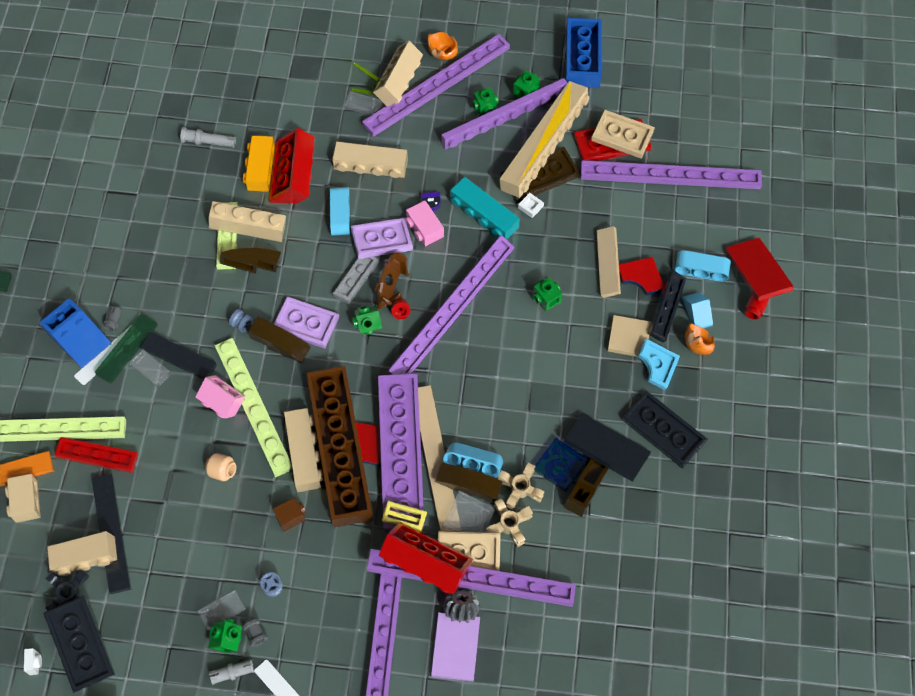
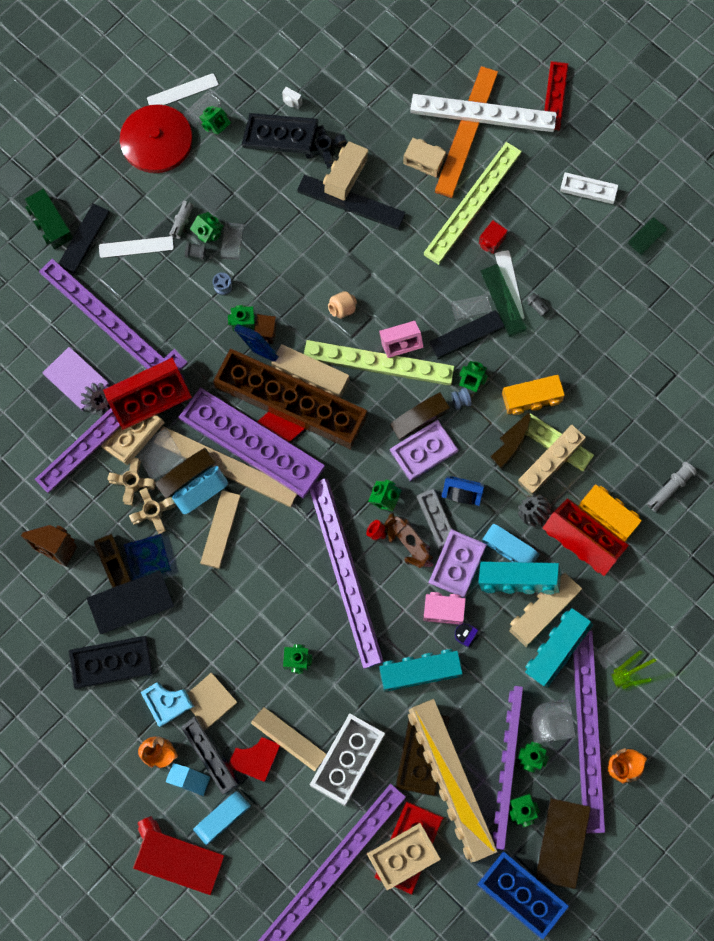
camera: 130 degrees right, 10 degrees up
(70, 391) = (492, 237): none -> red brick
(75, 333) = (542, 267): slope -> none
(96, 455) = (422, 226): red plate -> none
(199, 272) = (533, 395): none -> light orange brick
(215, 321) = (473, 376): none -> green brick
(291, 207) = (534, 510): none -> dark grey gear
(294, 538) = (243, 316): none -> green brick
(310, 502) = (256, 342): none -> clear blue tile
(319, 266) = (462, 490): none -> piece
(360, 184) = (520, 577): none -> teal brick
(386, 519) = (200, 411): light yellow tile -> none
(393, 130) = (558, 648): none -> teal brick
(398, 74) = (619, 696): tan brick -> none
(449, 107) = (552, 722): none -> clear brick
(492, 425) = (220, 529): none -> tan tile
(527, 52) = (563, 843): none -> dark brown tile
(530, 205) = (395, 716): white plate -> none
(590, 210) = (347, 760): none -> white brick
(617, 533) = (52, 543): none -> reddish brown slope

